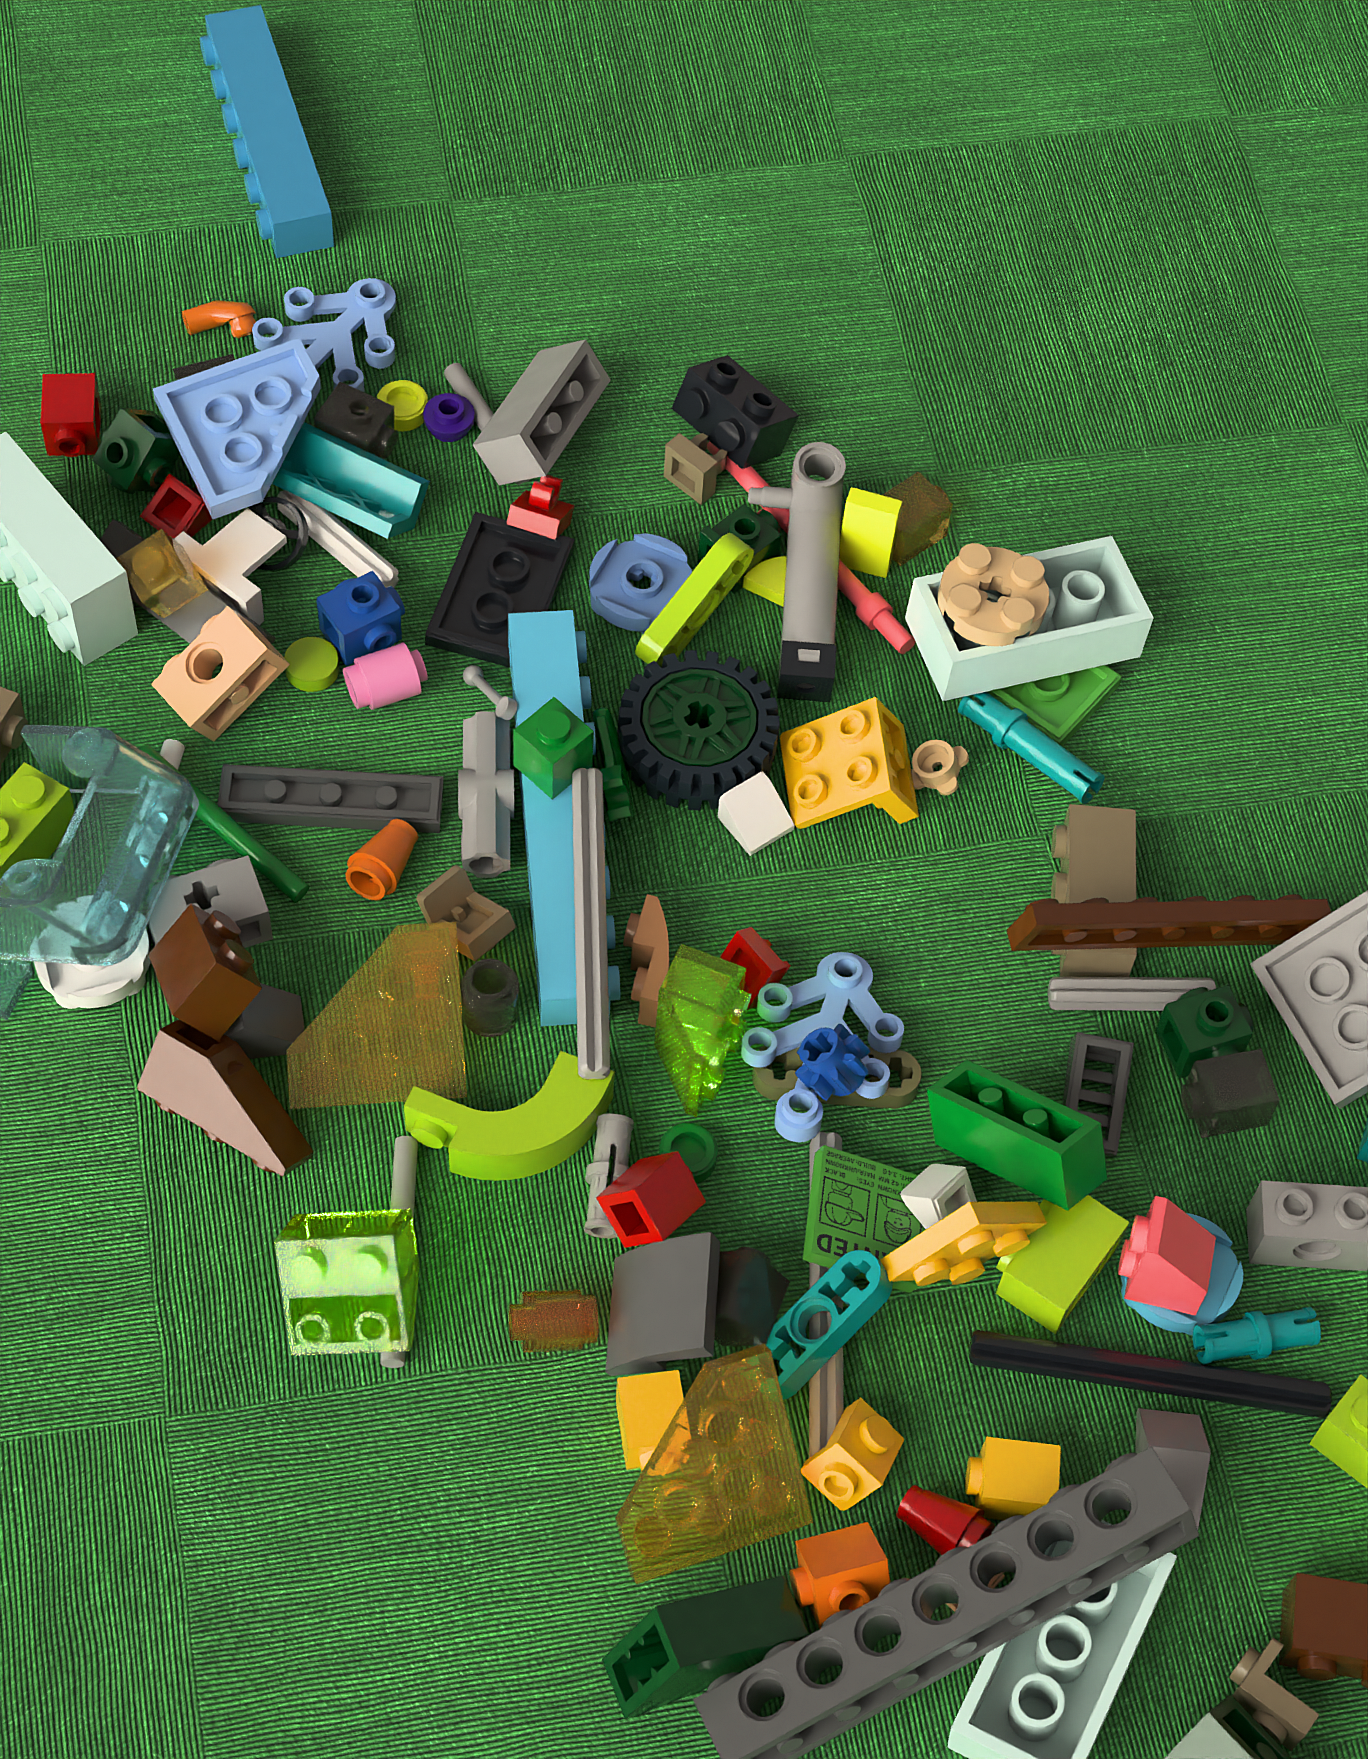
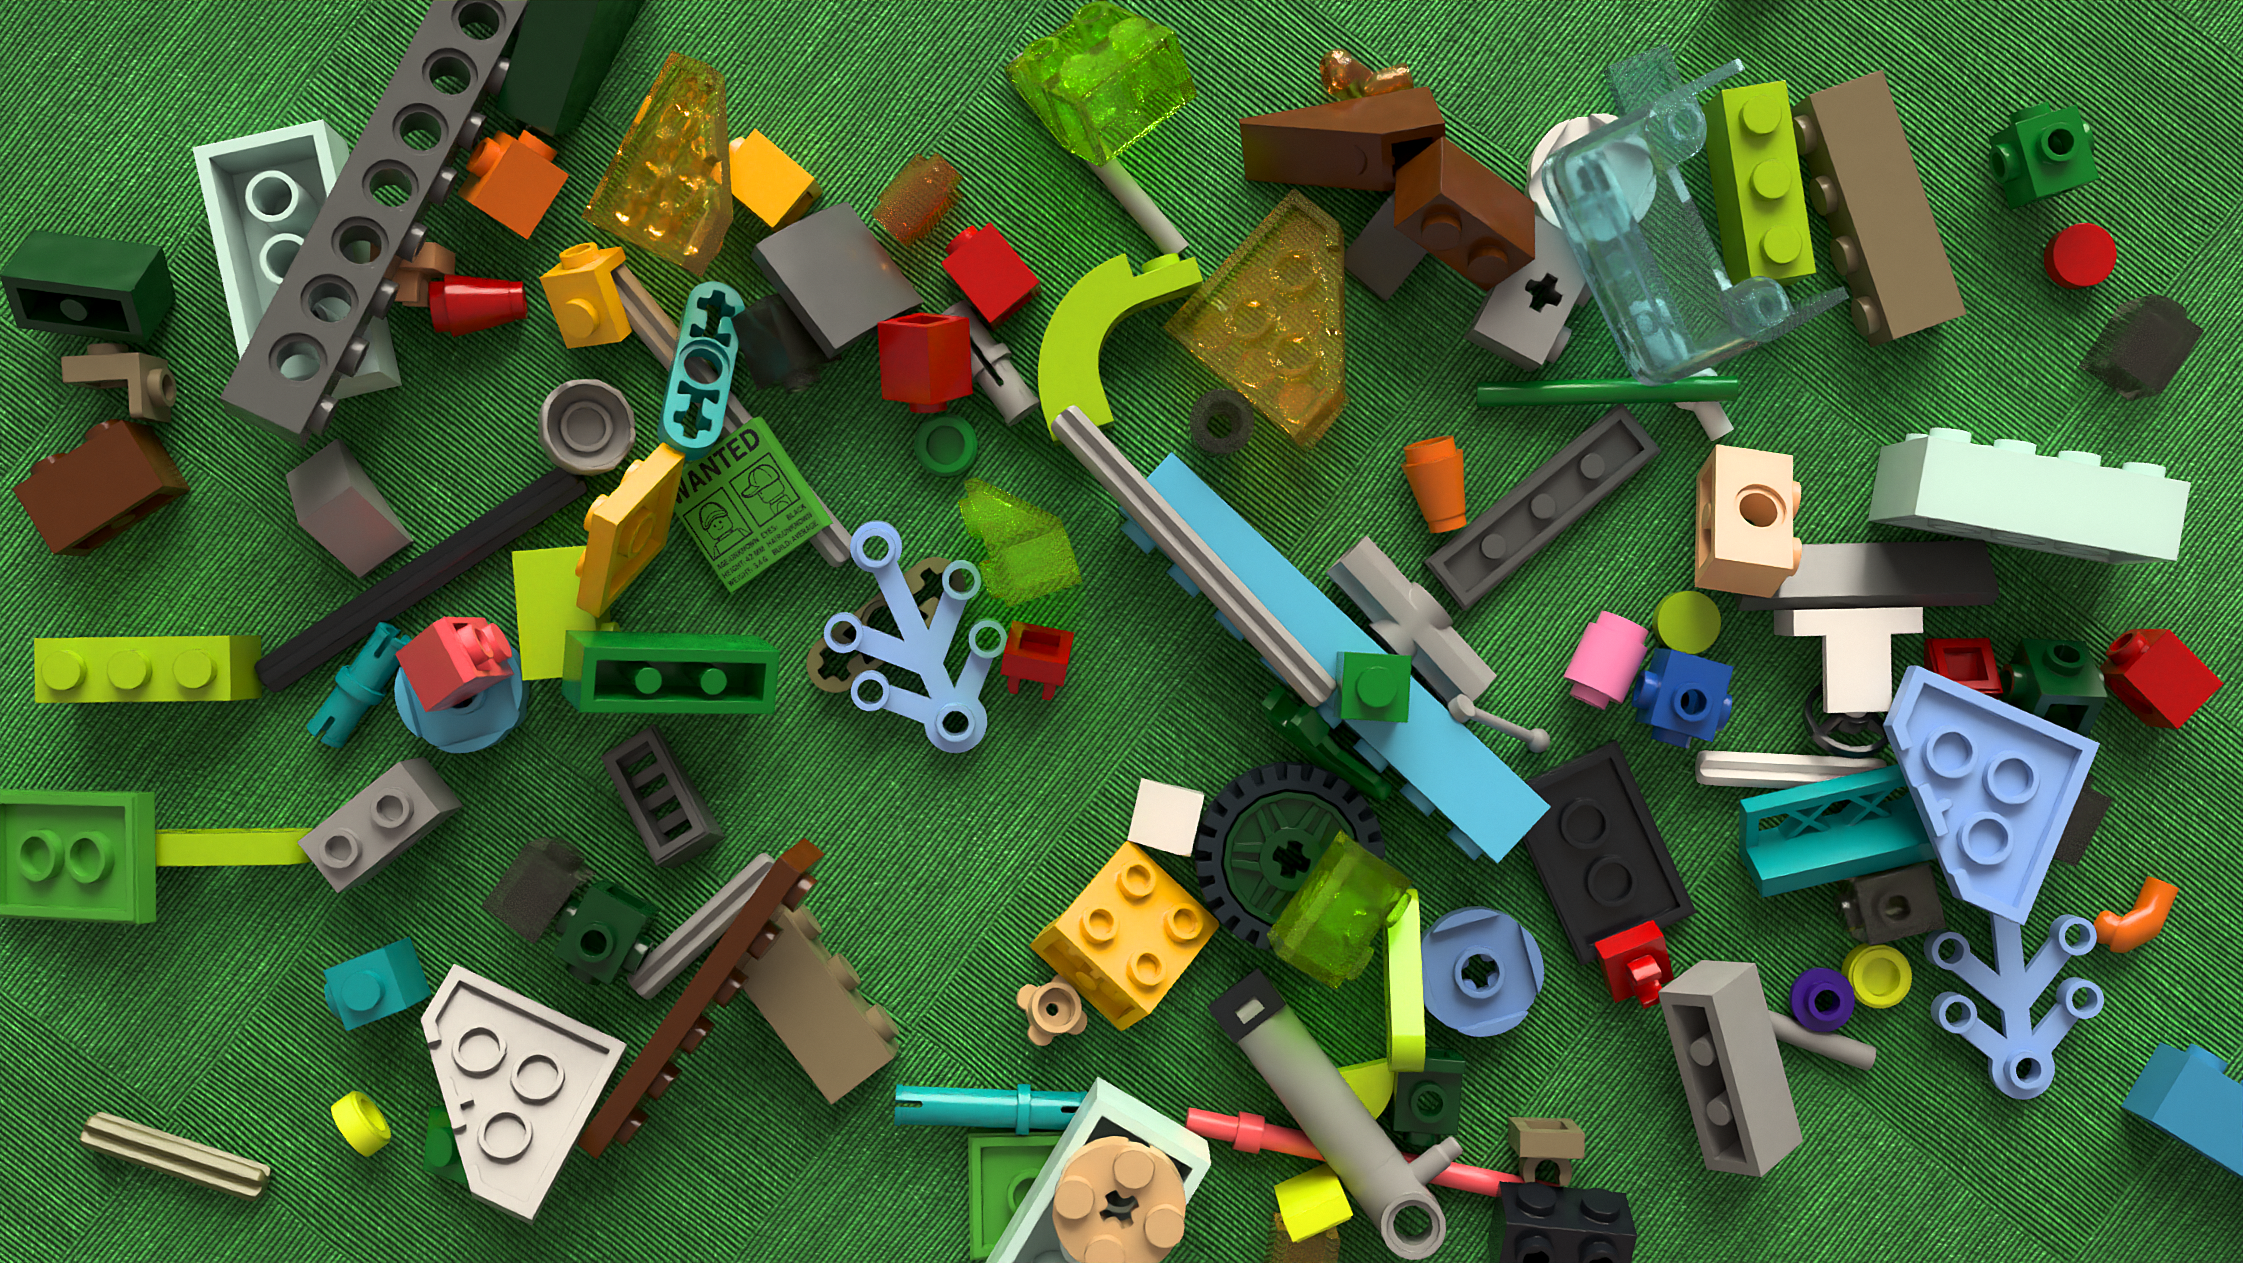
camera: 145 degrees right, 30 degrees up
(162, 574) = (1890, 560): clear yellow brick -> none
(176, 1139) = (1351, 80): none -> clear orange arm
(477, 918) = (1316, 487): dark tan bracket -> none
(552, 1225) = (990, 274): none -> red brick
(649, 957) = (1145, 605): medium nougat slope -> none
(700, 654) = (1340, 912): none -> clear neon green slope
(832, 1061) = (892, 598): blue gear -> none
(938, 1193) = (701, 578): white slope -> none
(939, 1361) = (586, 427): none -> light grey hair
(1013, 1477) = (449, 384): yellow brick -> none

